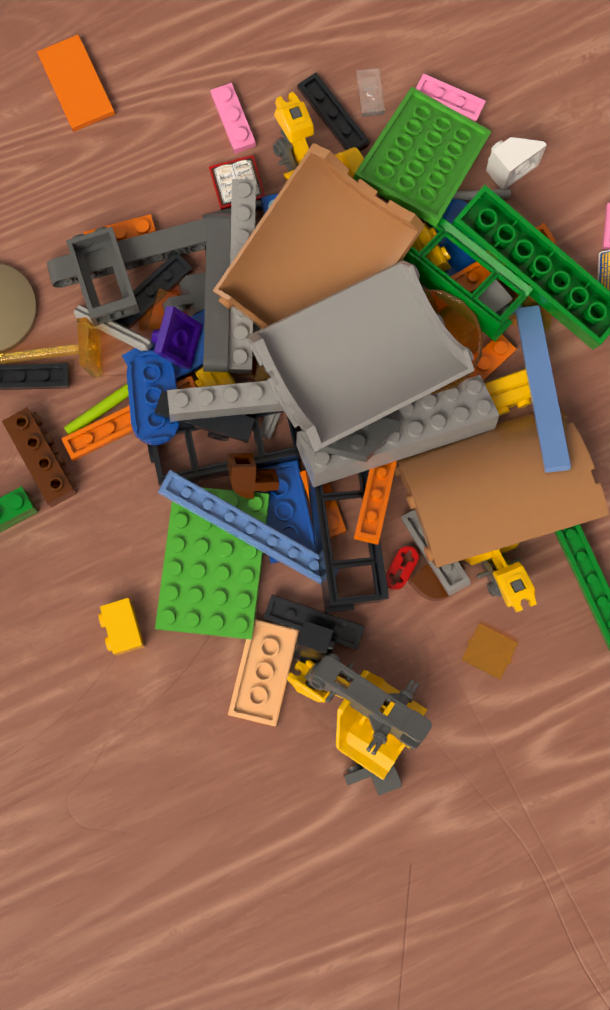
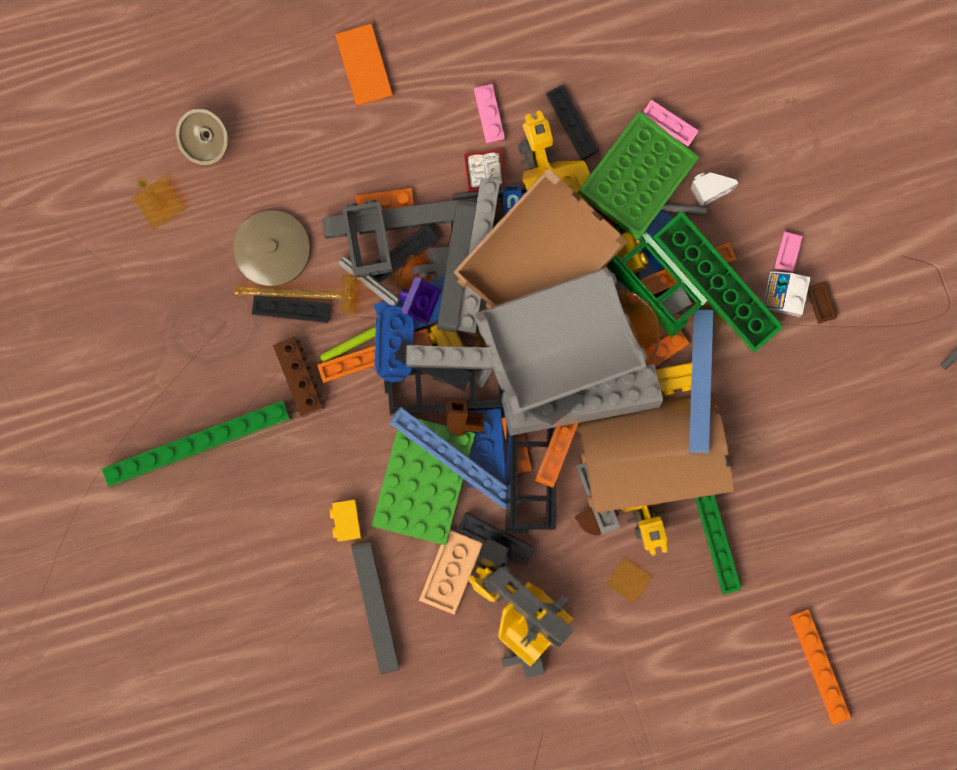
camera: 10 degrees right, 5 degrees up
(173, 733) = (375, 607): none -> dark grey beam
(370, 92) = (605, 109): clear plate -> none
(396, 564) = (566, 503): red beam -> none

